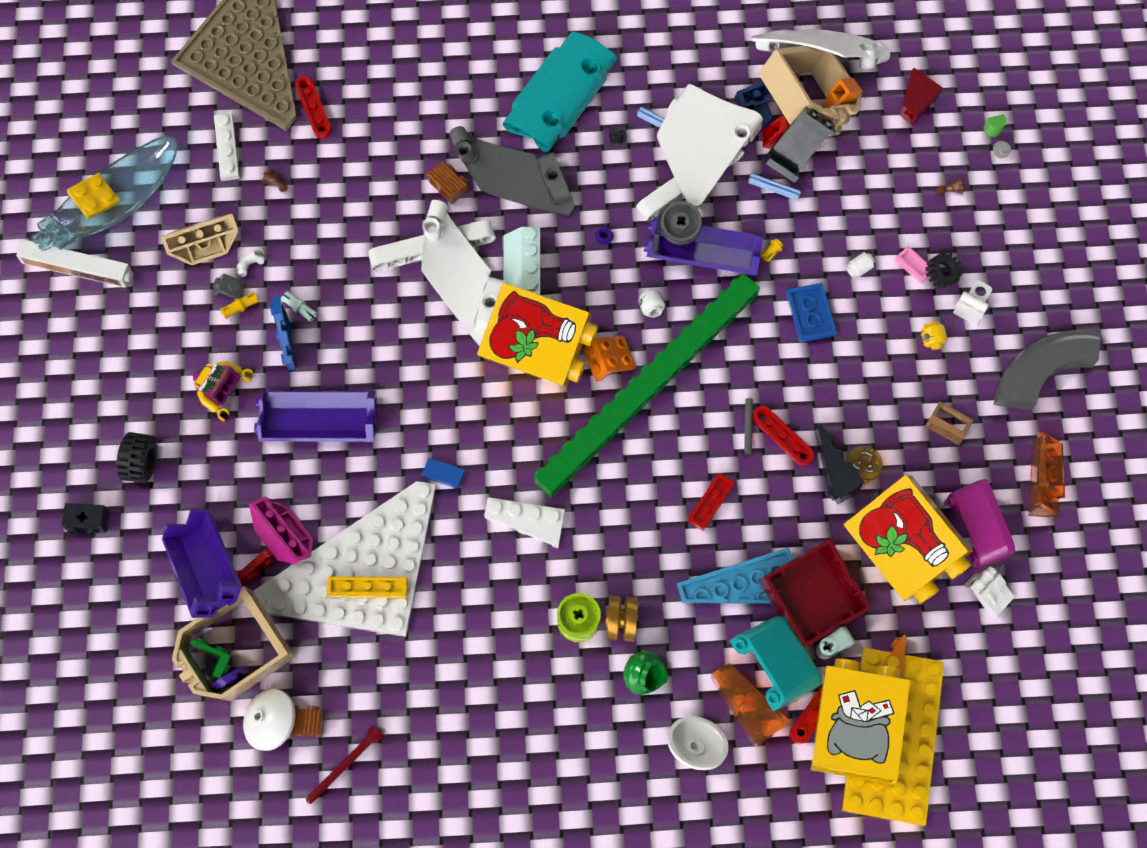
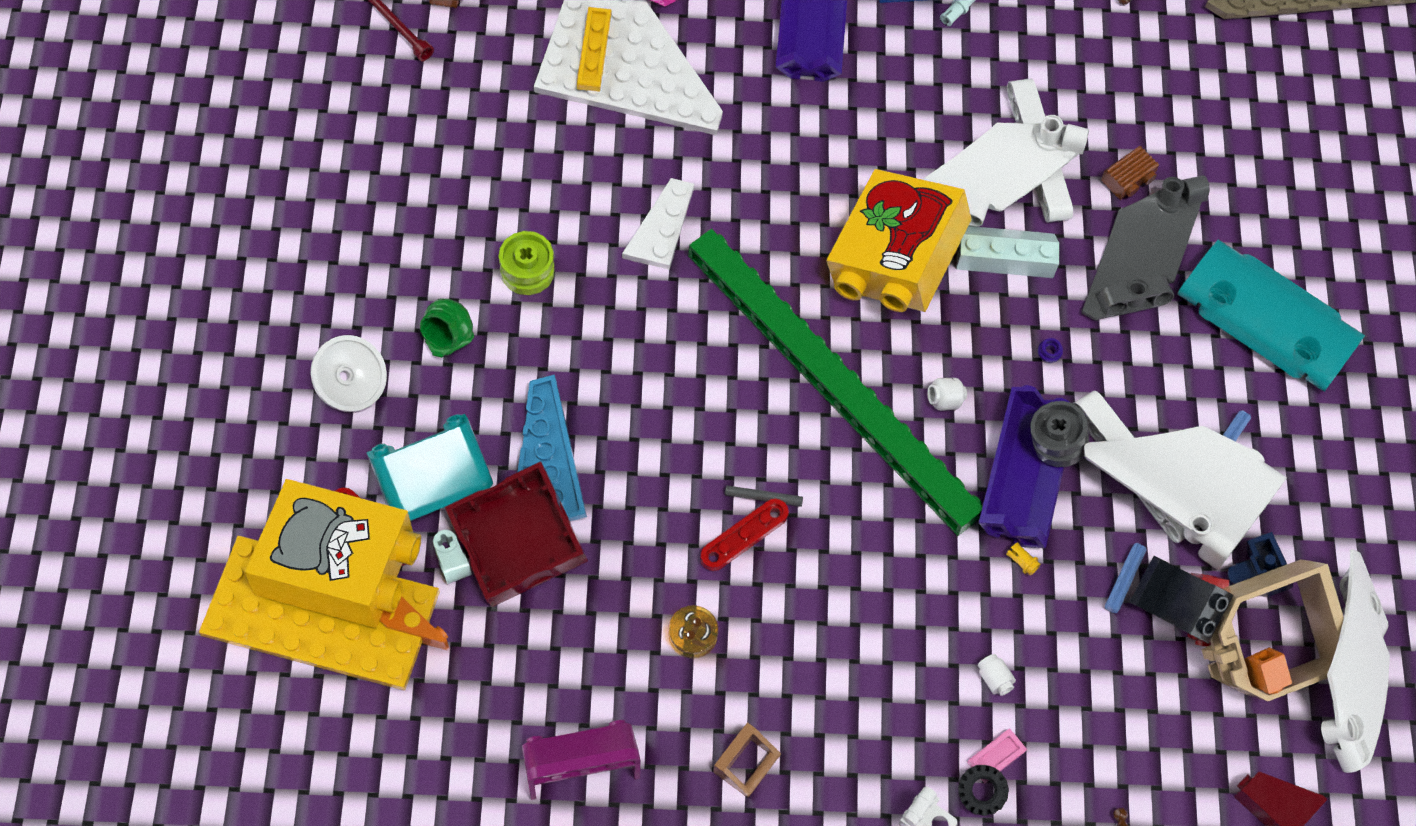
camera: 90 degrees right, 5 degrees down
(313, 107) = (1238, 34): red plate -> none
(443, 473) = (731, 141): blue tile -> none
(608, 356) = (873, 337): orange bracket -> none
(614, 135) = (1201, 377): black tile -> none
(621, 618) = (516, 305): pearl gold wheel -> none
(711, 501) = (661, 434): red plate -> none
(748, 705) = (393, 429): clear orange wedge -> none
(810, 312) = (925, 596): blue plate -> none
(840, 476) = (673, 593): black wedge -> none
(909, 540) = (570, 656): brick -> none
(934, 335) = (880, 758): yellow head -> none
(990, 590) = (490, 766): white piece -> none

